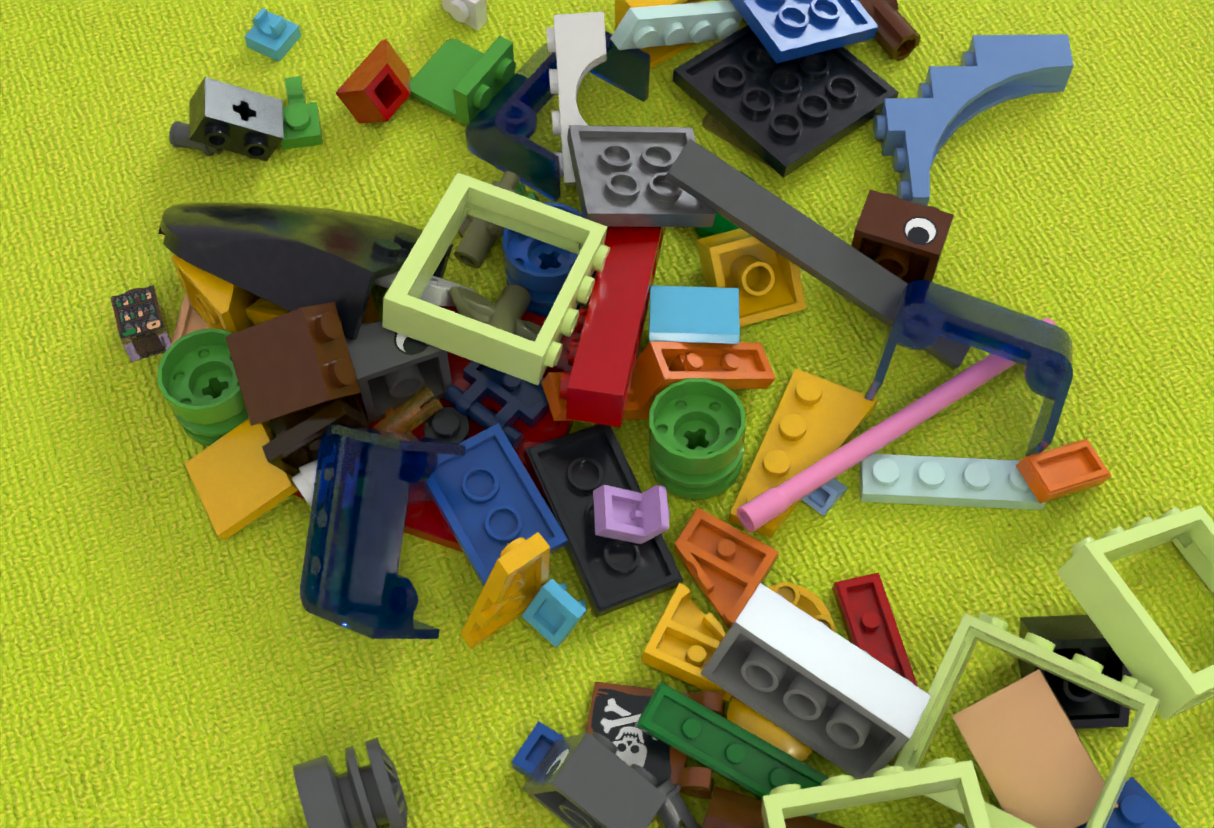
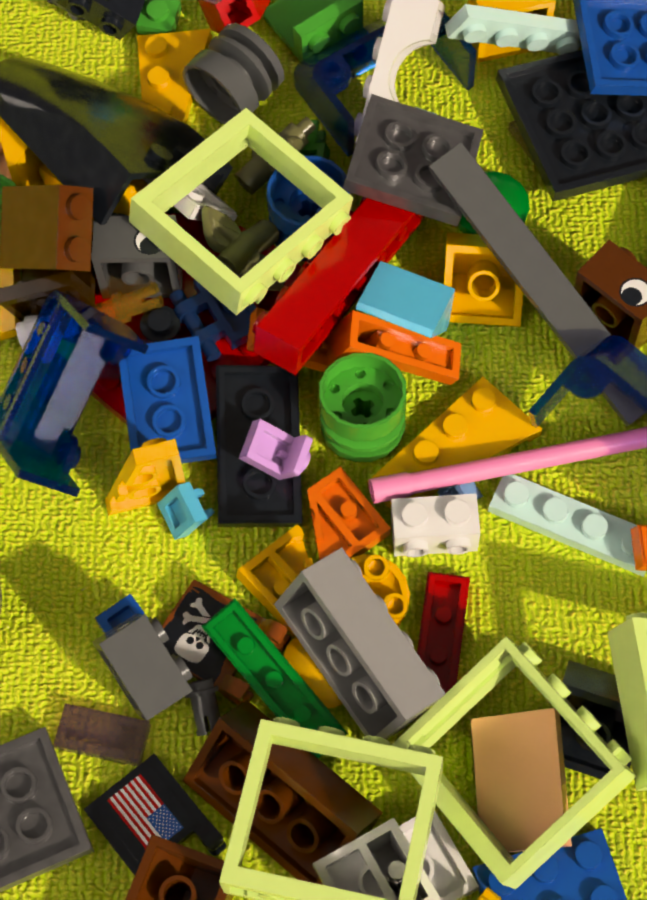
camera: 25 degrees right, 5 degrees up
(334, 170) = (161, 68): none -> yellow wing
(410, 154) = (233, 73): none -> dark grey wheel
(822, 532) = (435, 525): none -> white brick

